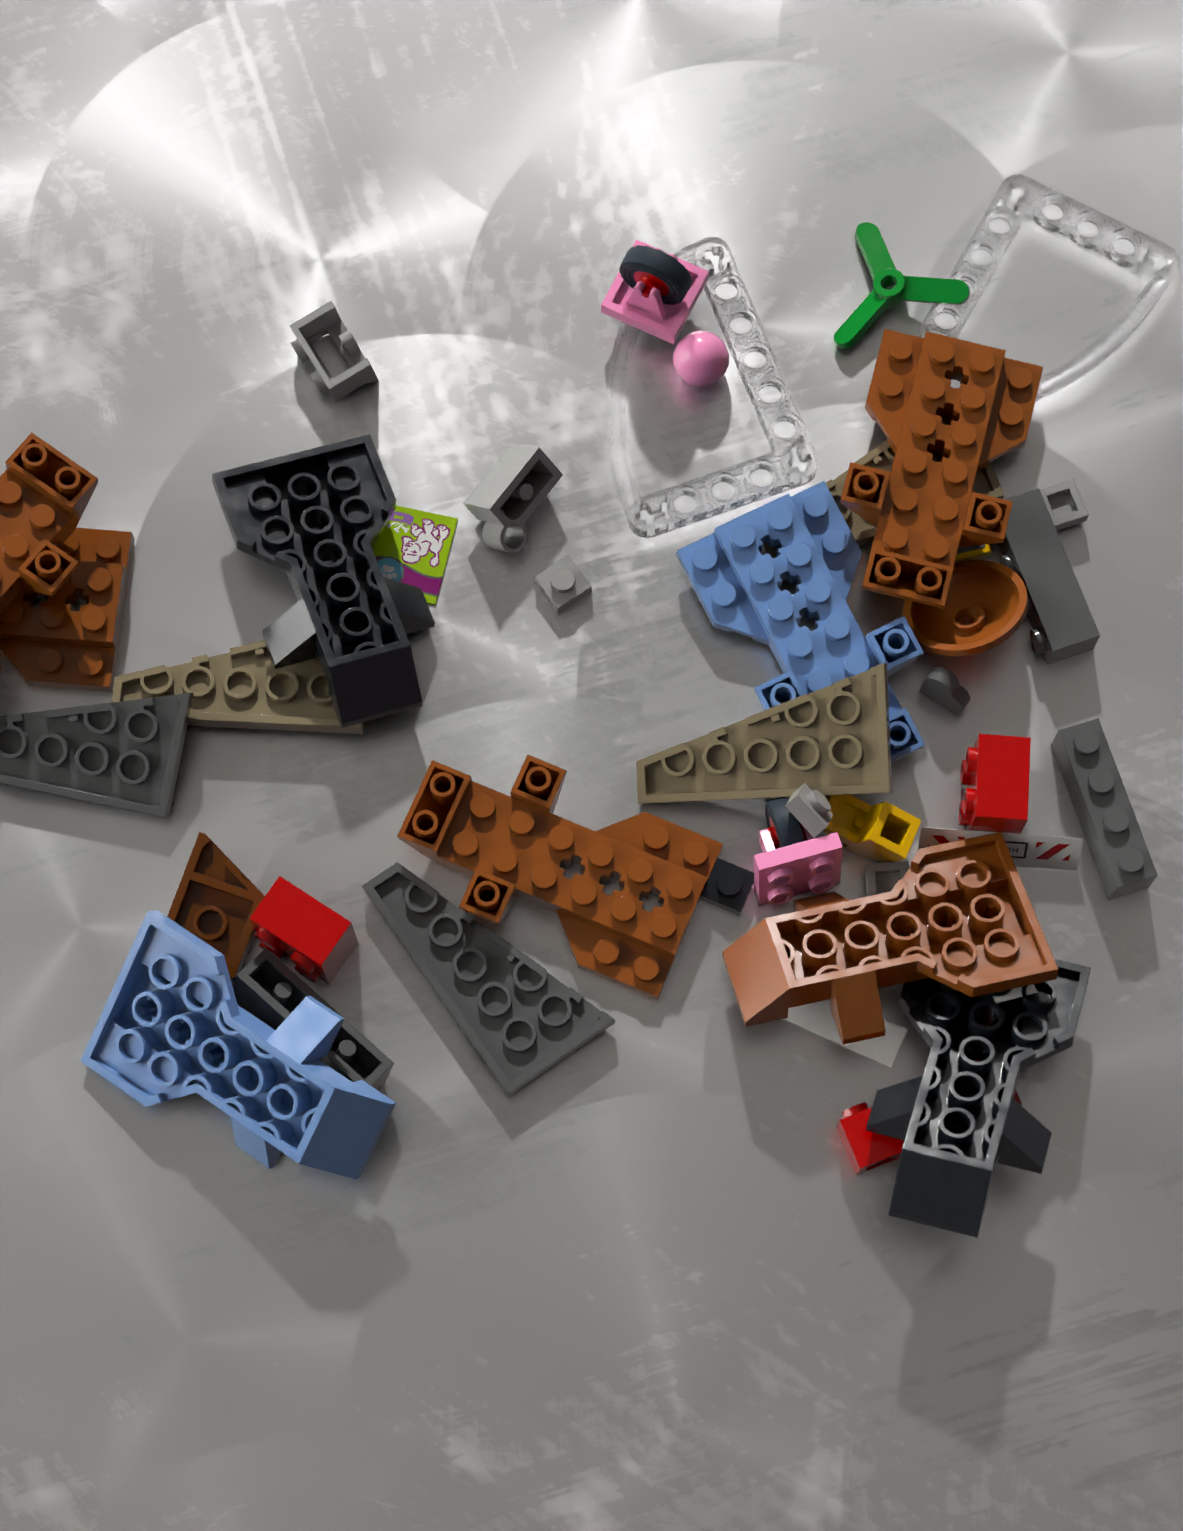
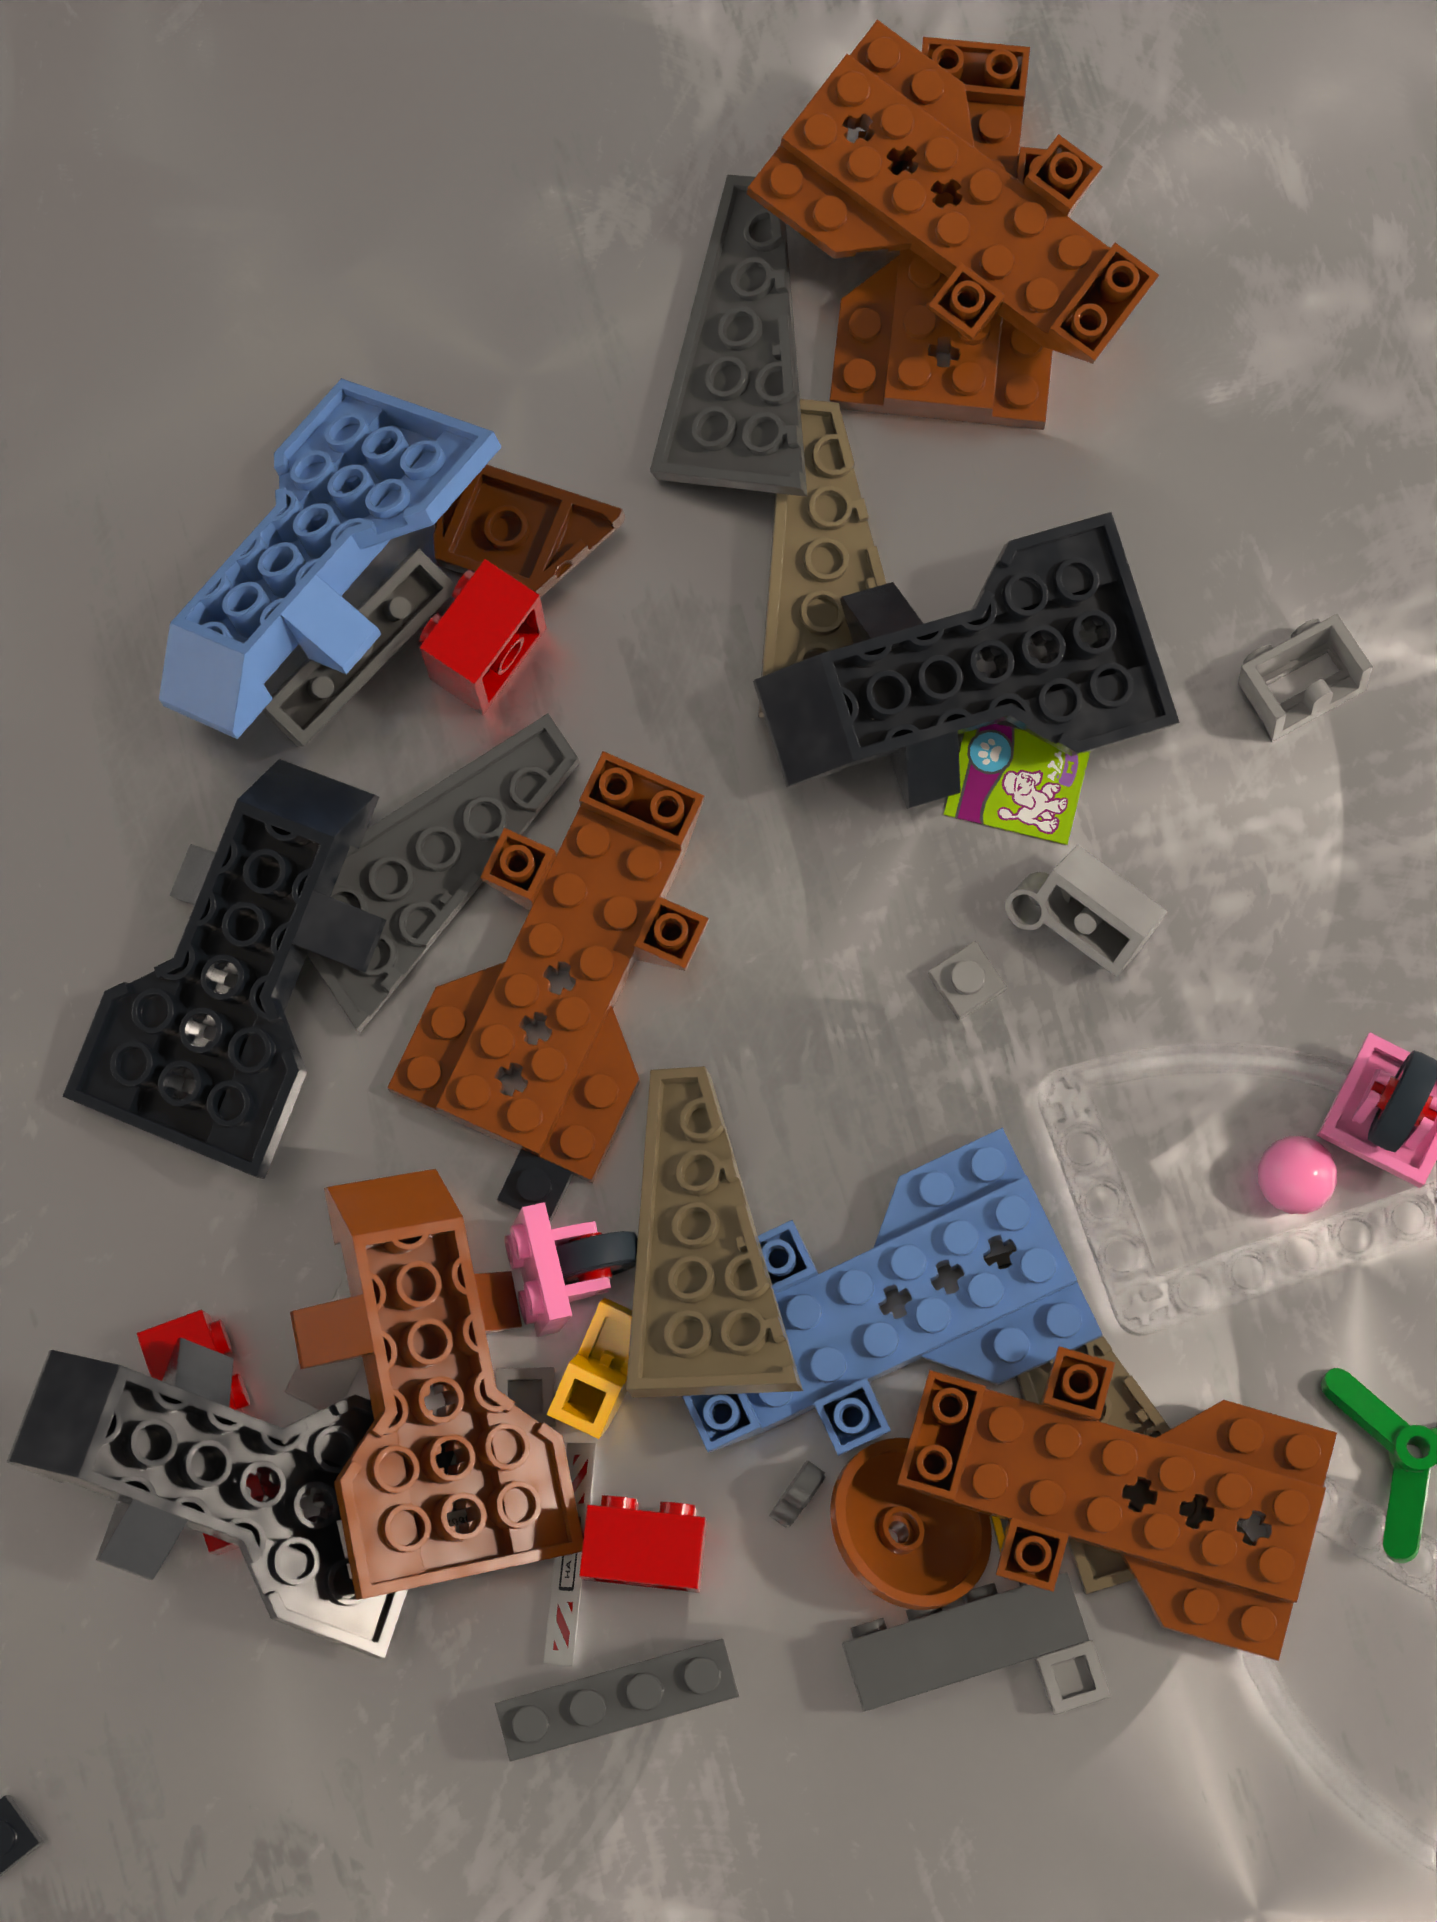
camera: 95 degrees right, 5 degrees up
(528, 1091) = (254, 917): none -> black piece
(810, 809) = (607, 1281): light grey plate -> none

